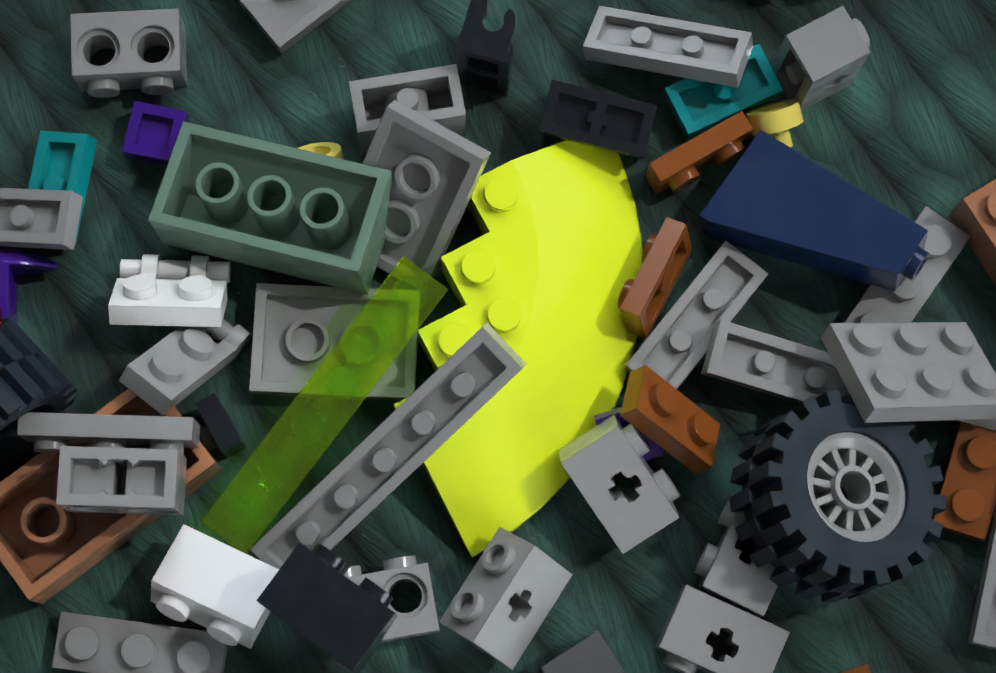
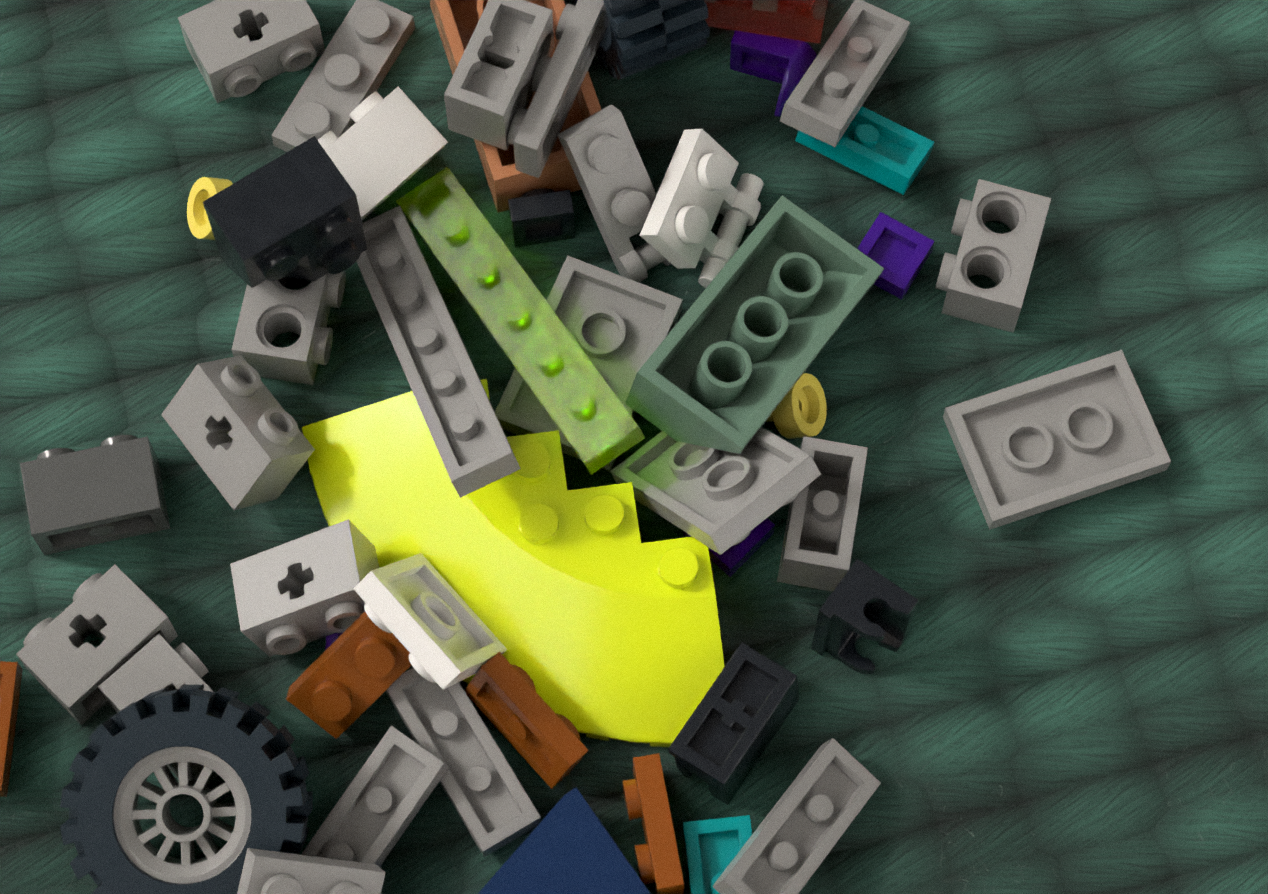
camera: 115 degrees right, 10 degrees down
(619, 366) = (429, 620): none -> white plate

